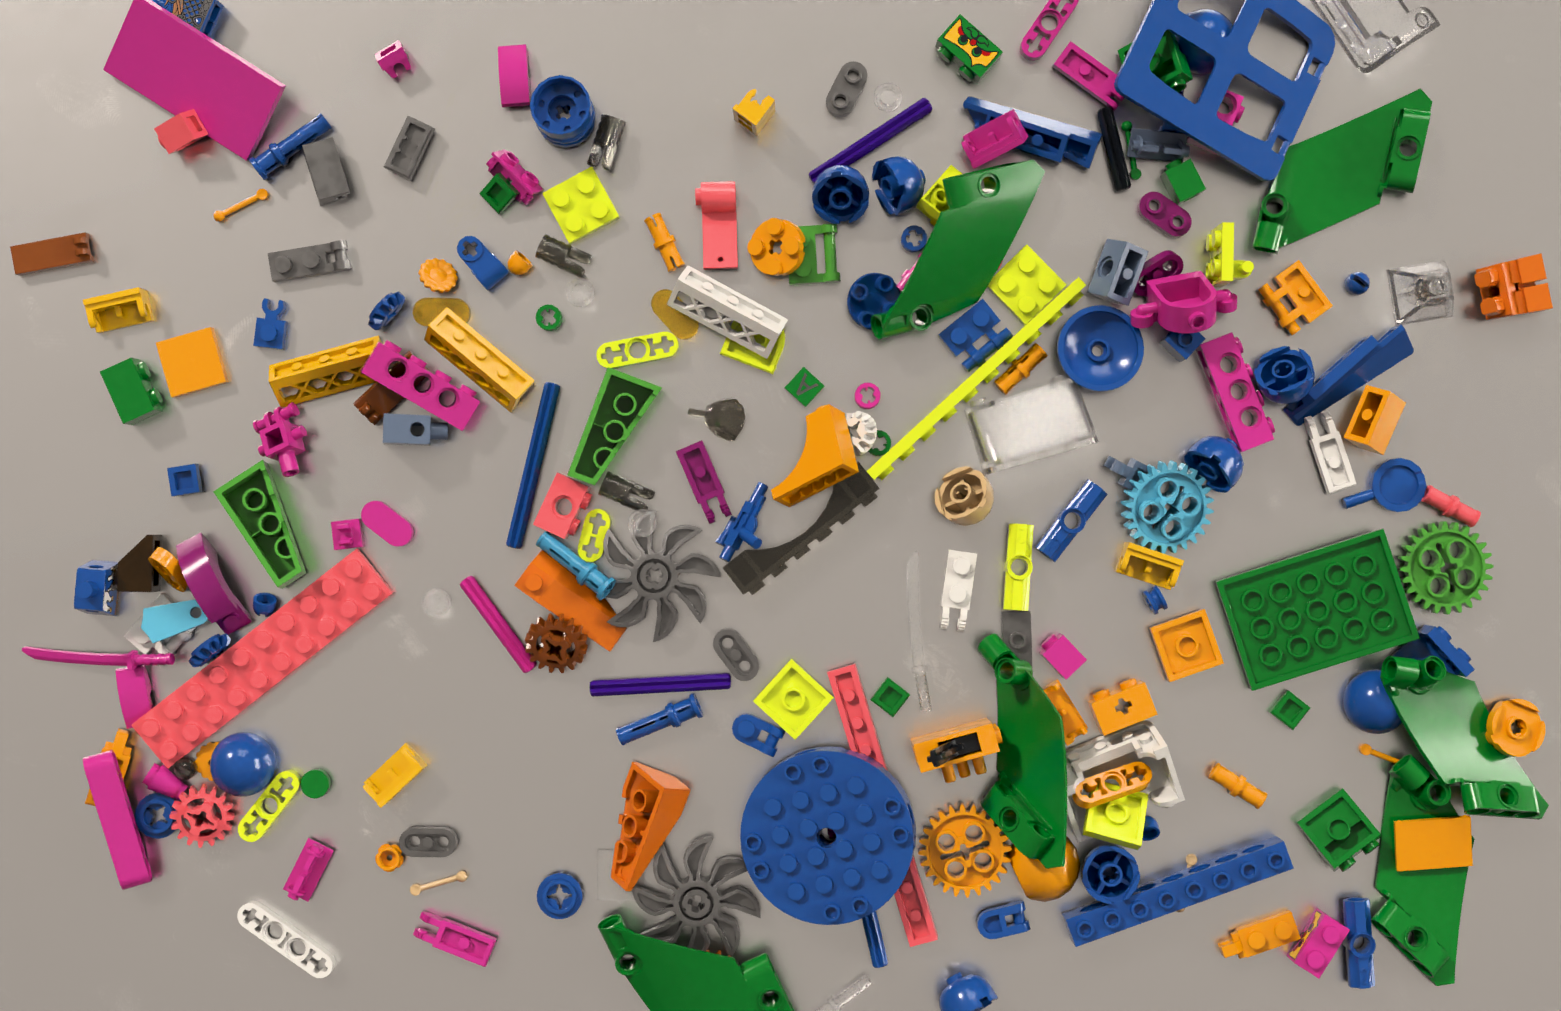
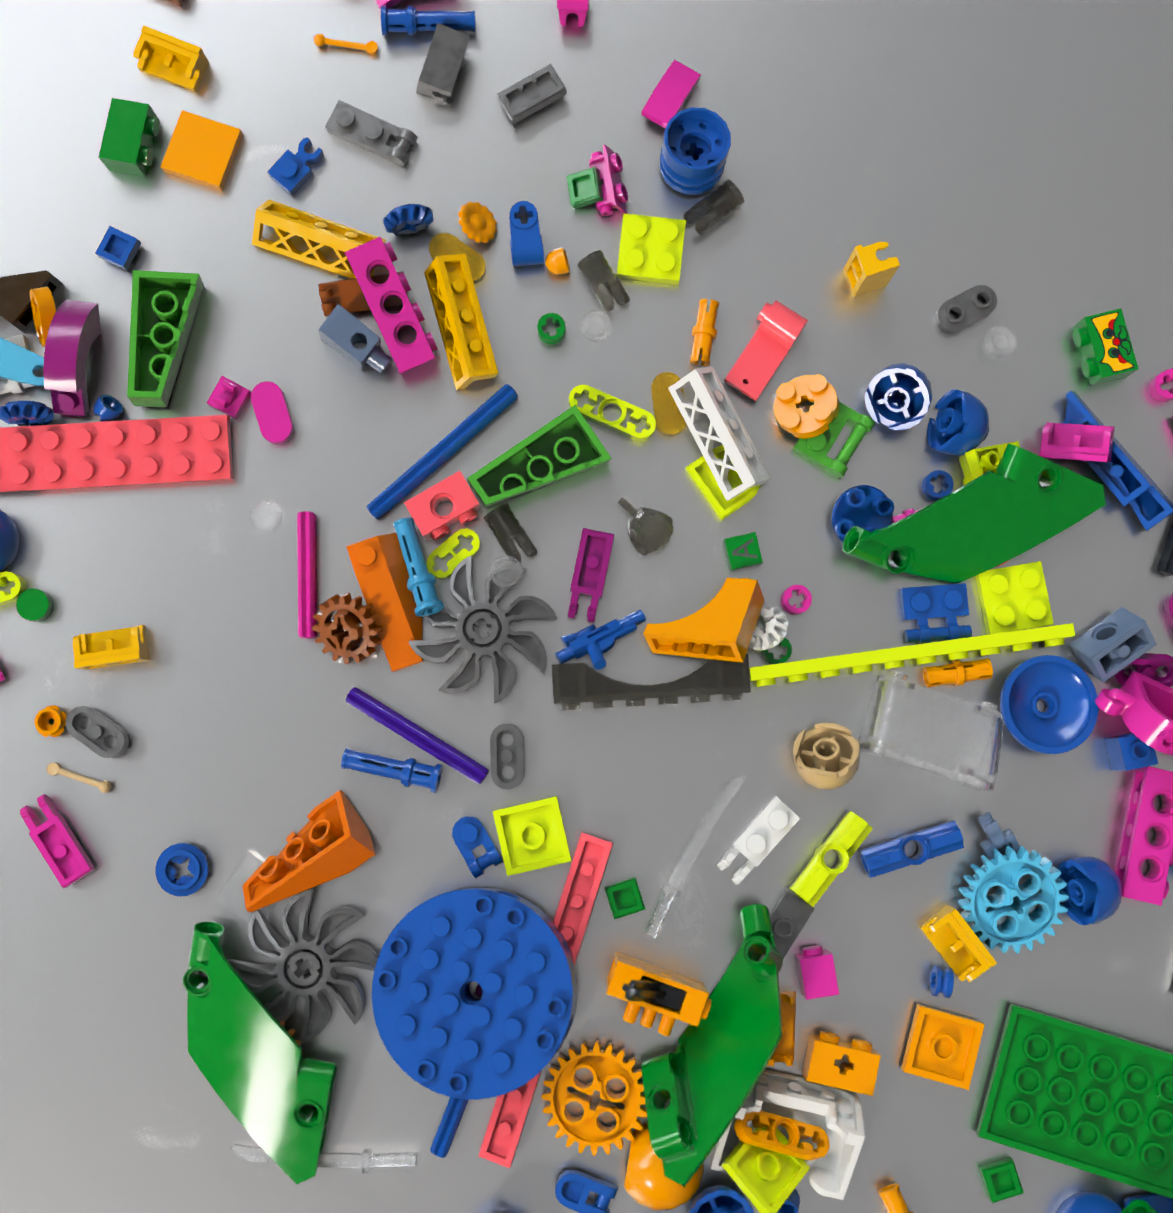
camera: 30 degrees right, 5 degrees down
(281, 438) = (231, 269): dark pink piece -> none
(876, 137) = (969, 370): dark purple axle -> none

